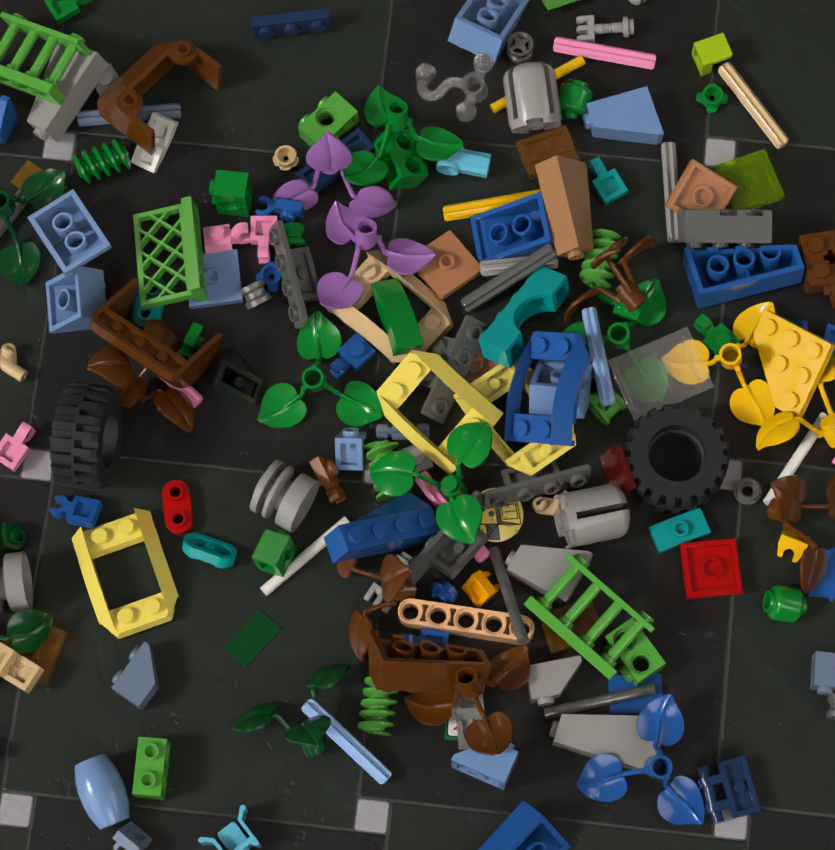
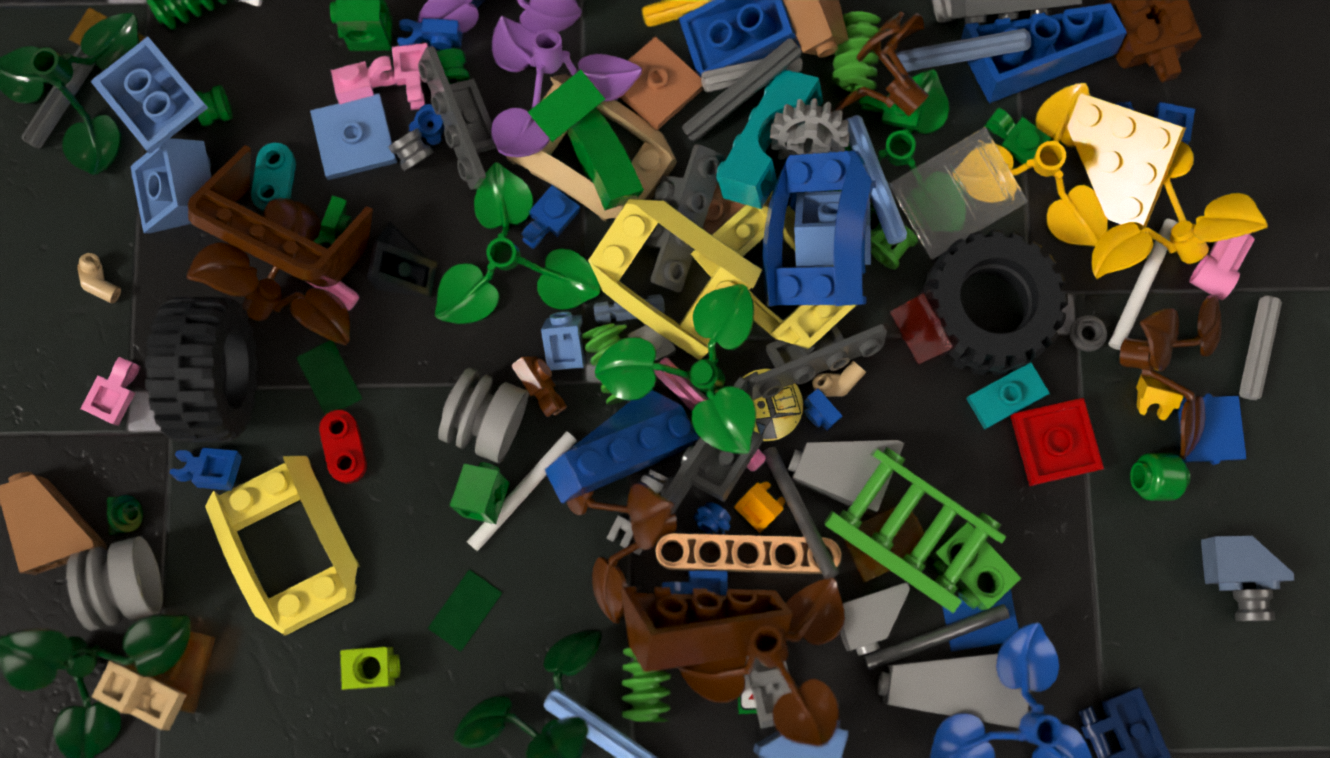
camera: 15 degrees left, 5 degrees up
(117, 244) = (217, 105): none -> green wheel
(139, 679) = (318, 689): sand blue slope -> none
(168, 660) = (353, 662): none -> lime brick
(173, 455) = (329, 377): none -> dark green sticker
(192, 254) = (321, 108): bright green fence -> none
(209, 550) = (392, 500): teal plate -> none
(375, 275) = (566, 105): none -> green sticker
(535, 523) = (821, 410): none -> blue plate
(553, 314) = (809, 130): none -> light grey gear
(589, 502) = (888, 415): light grey cylinder -> none
(678, 267) = (965, 49): none -> sand blue axle

